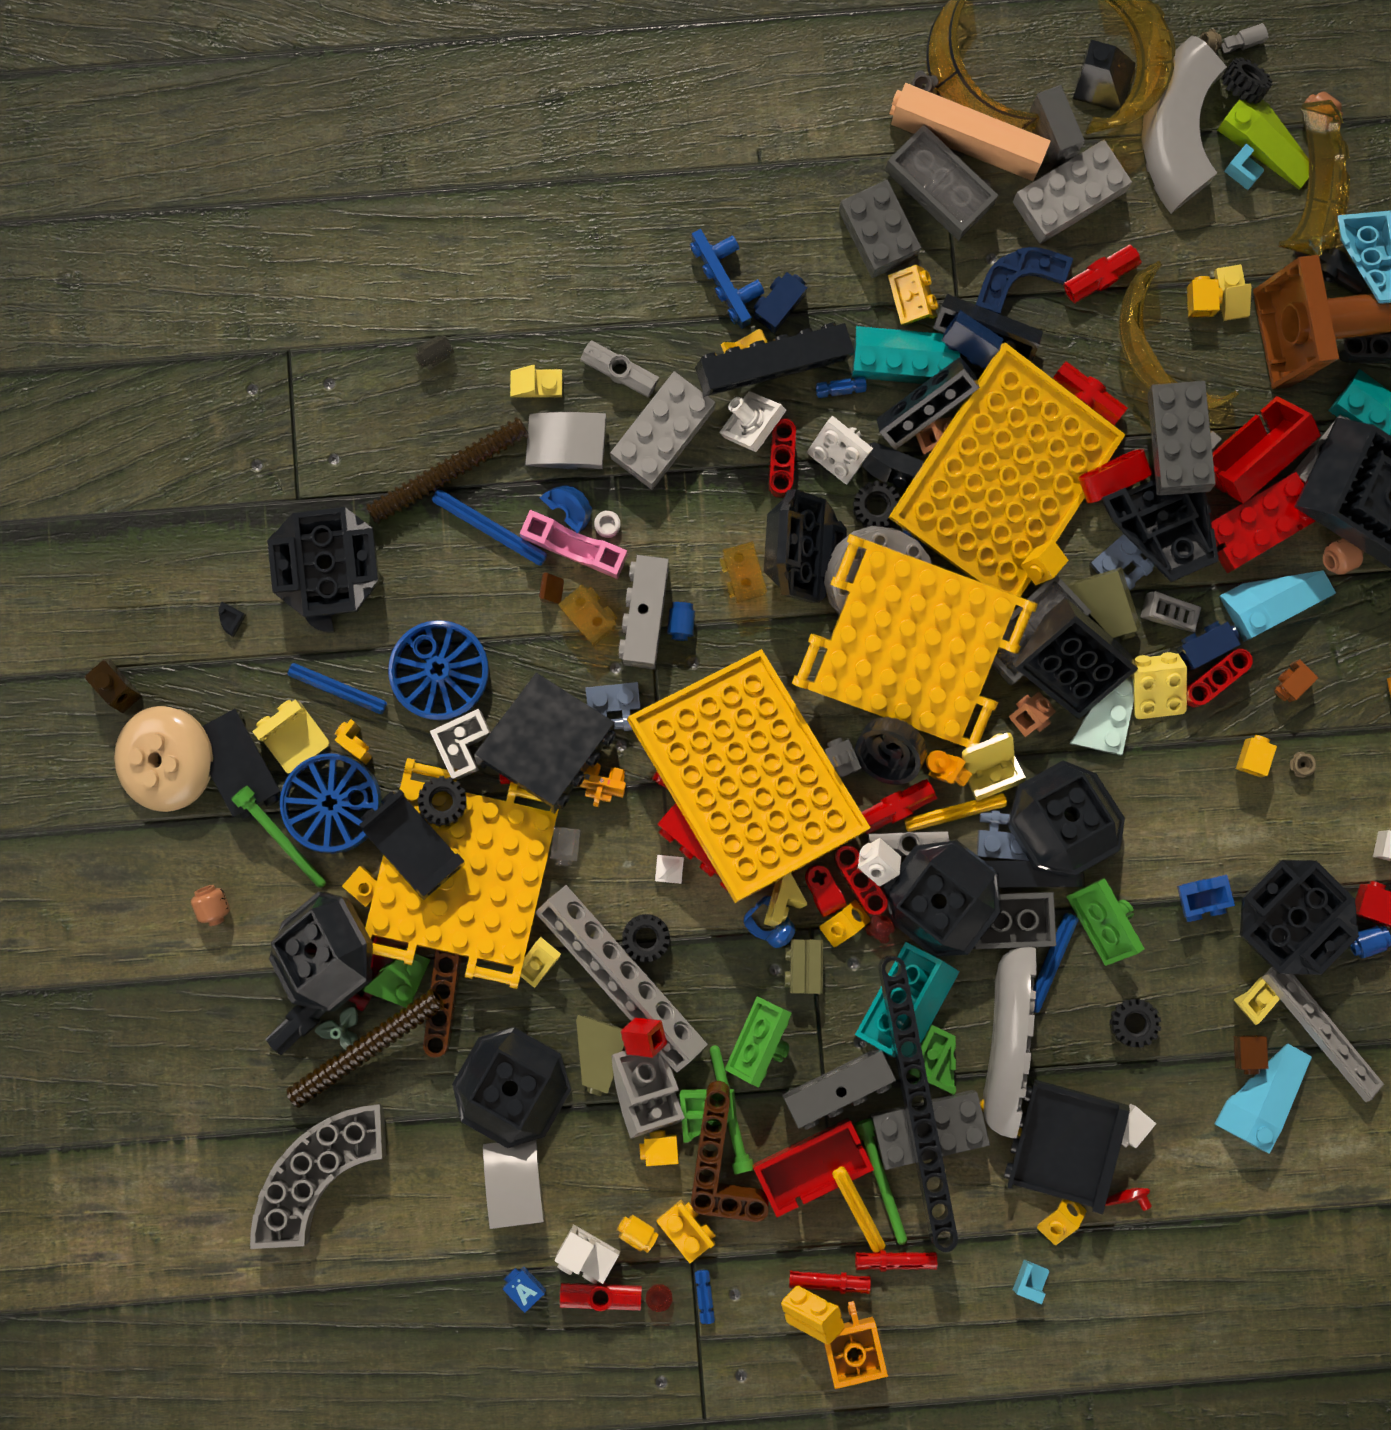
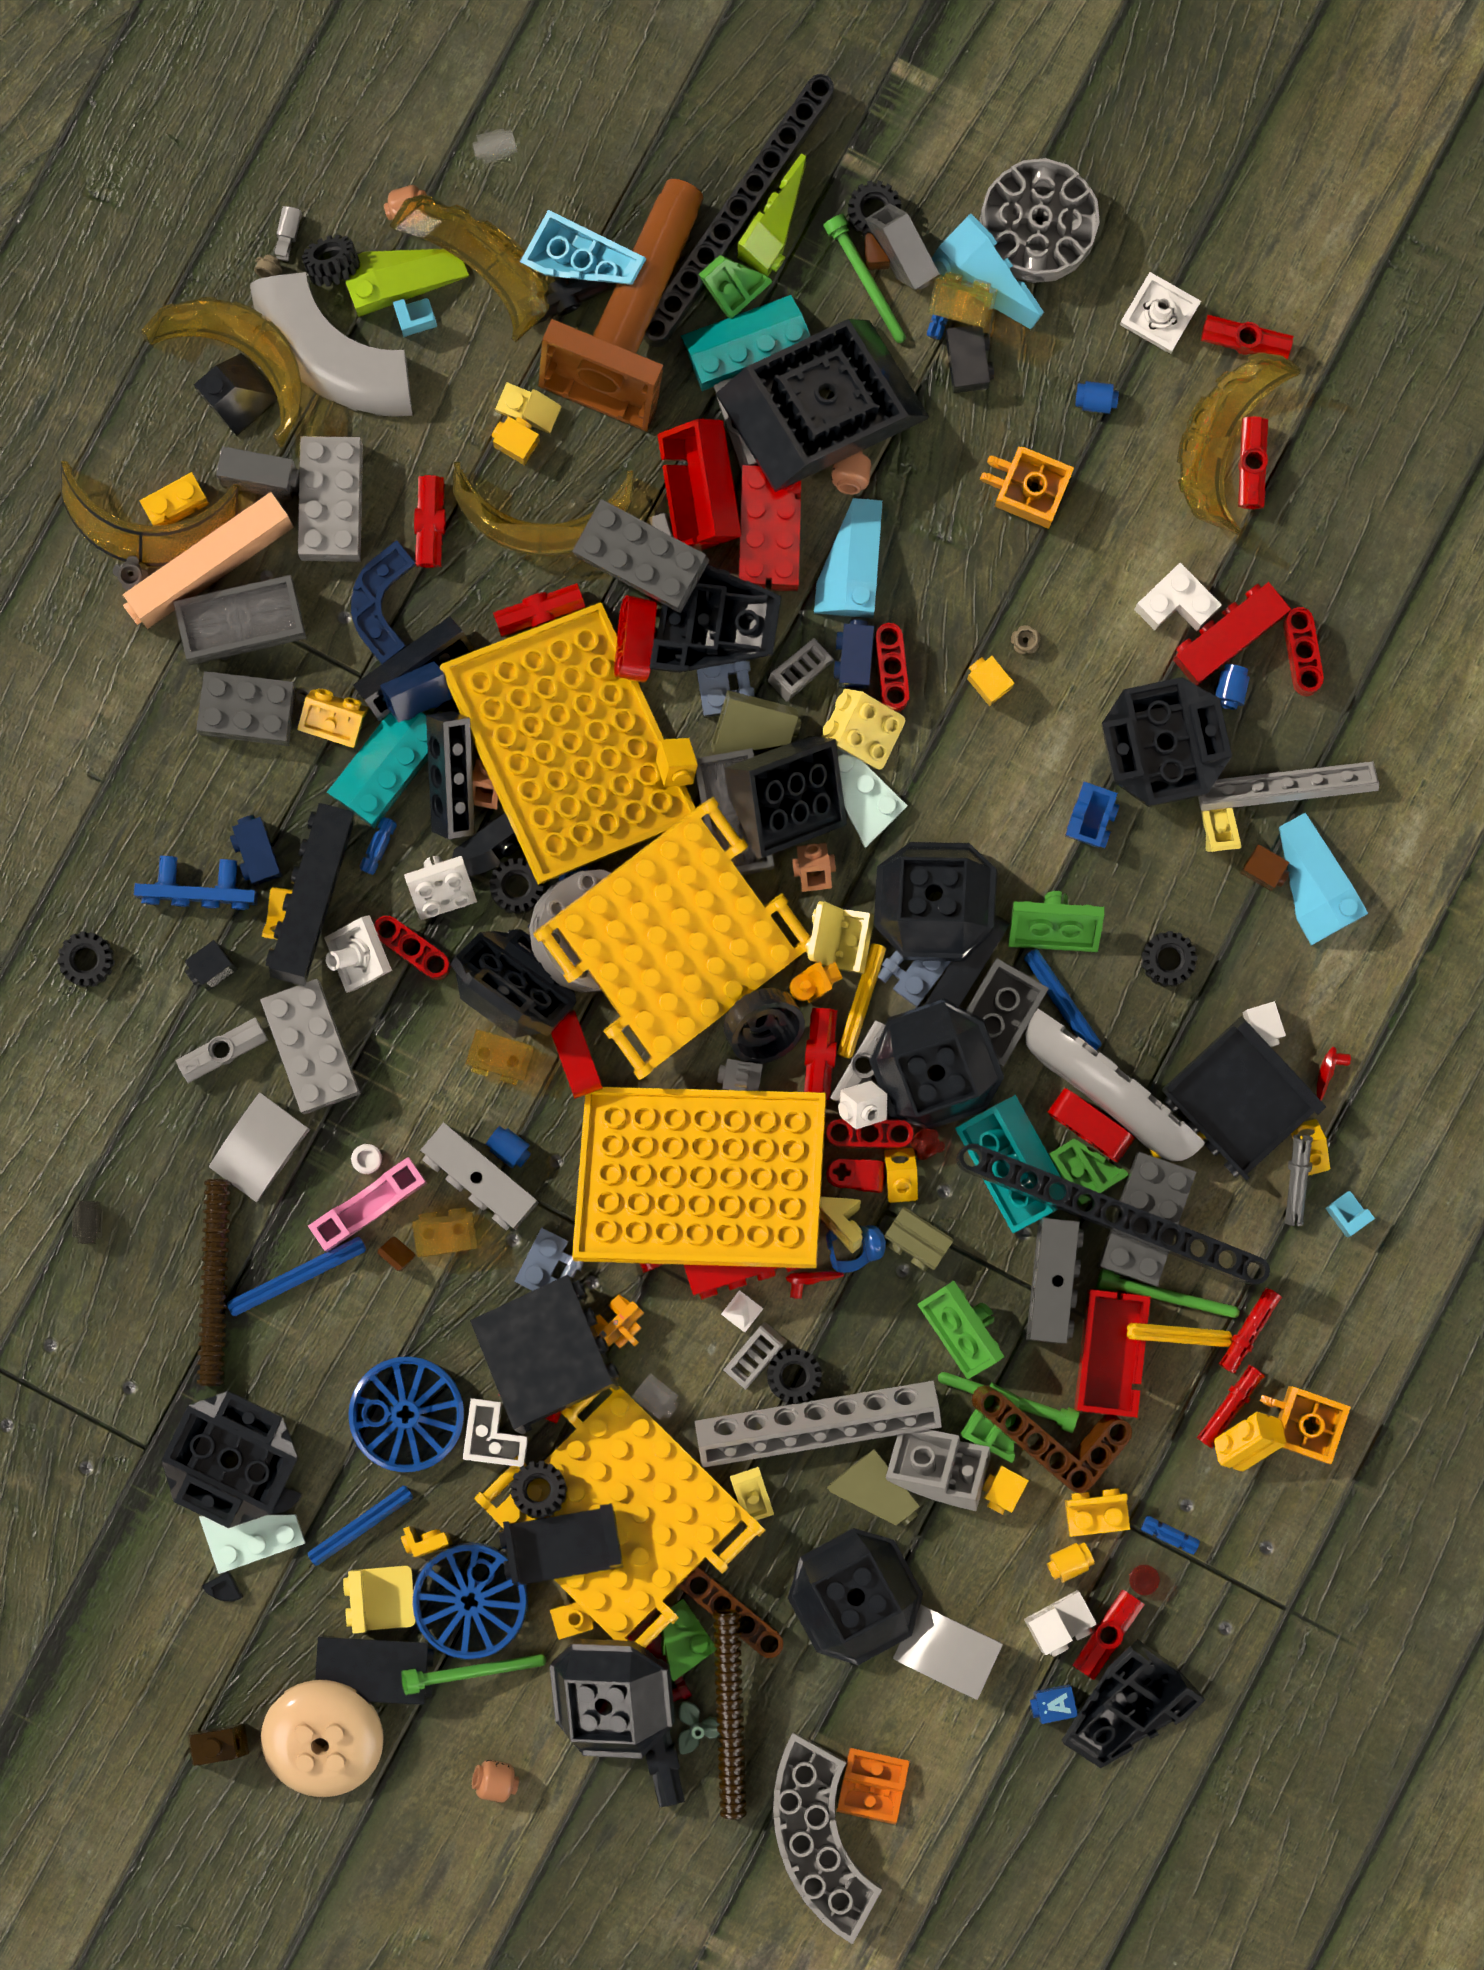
camera: 60 degrees left, 0 degrees up
(278, 617) = (251, 1540): none -> light aqua wing
(379, 1189) = (872, 1786): none -> orange slope
(536, 383) = (182, 1140): light yellow slope -> none
(560, 1346) = (1130, 1703): none -> black wedge
(573, 503) = (324, 1180): blue cylinder -> none
(623, 246) = (104, 959): none -> black tyre
(644, 1037) = (888, 1437): red brick -> none
(665, 899) = (773, 1337): none -> light grey slope
(675, 320) = (209, 966): none -> black brick
(720, 897) = (808, 1278): none -> red bar
(779, 627) = (576, 1057): none -> red beam
(973, 1043) = (1091, 1125): none -> red beam
(997, 81) = (174, 501): none -> yellow brick
(1042, 1222) = (1299, 1167): none -> dark grey pin
(1294, 682) = (942, 596): dark orange brick -> none

